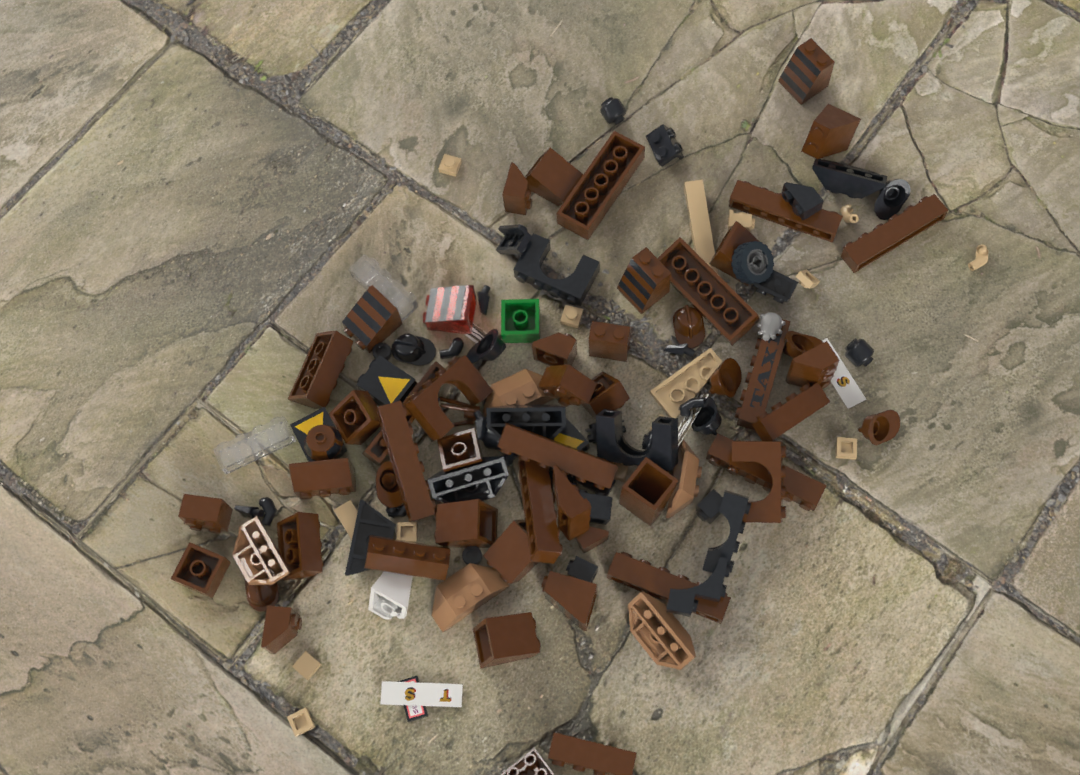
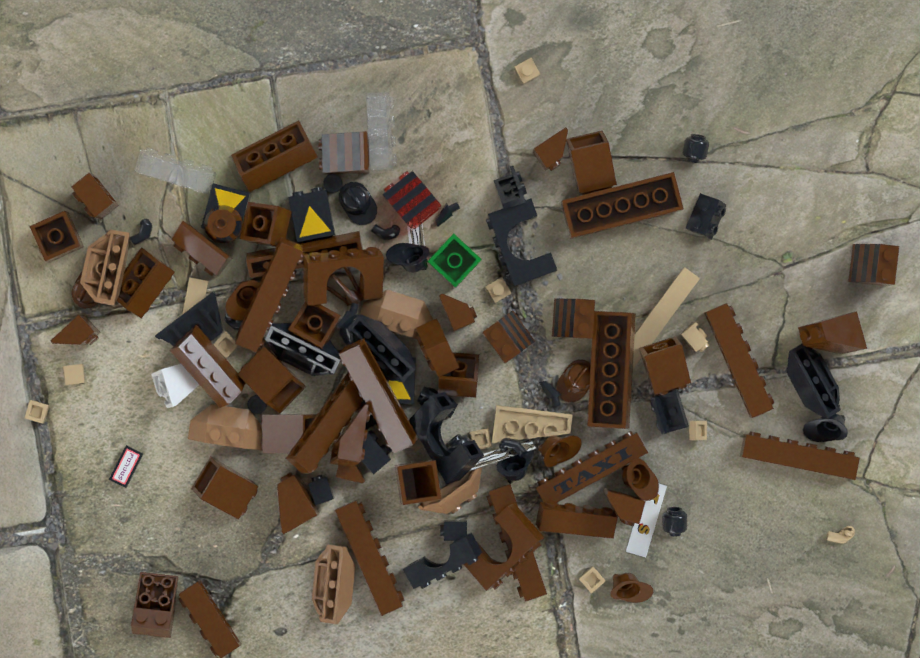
camera: 35 degrees right, 20 degrees up
(249, 511) = (130, 221): black bar -> none
(421, 694) = (134, 469): white sticker -> none
(712, 589) = (393, 591): black arch -> none
(743, 262) = (663, 385): black wheel -> none
(770, 325) = (628, 442): light grey piece -> none
(803, 199) = (755, 370): black slope -> none
(847, 216) = (780, 409): tan arm -> none

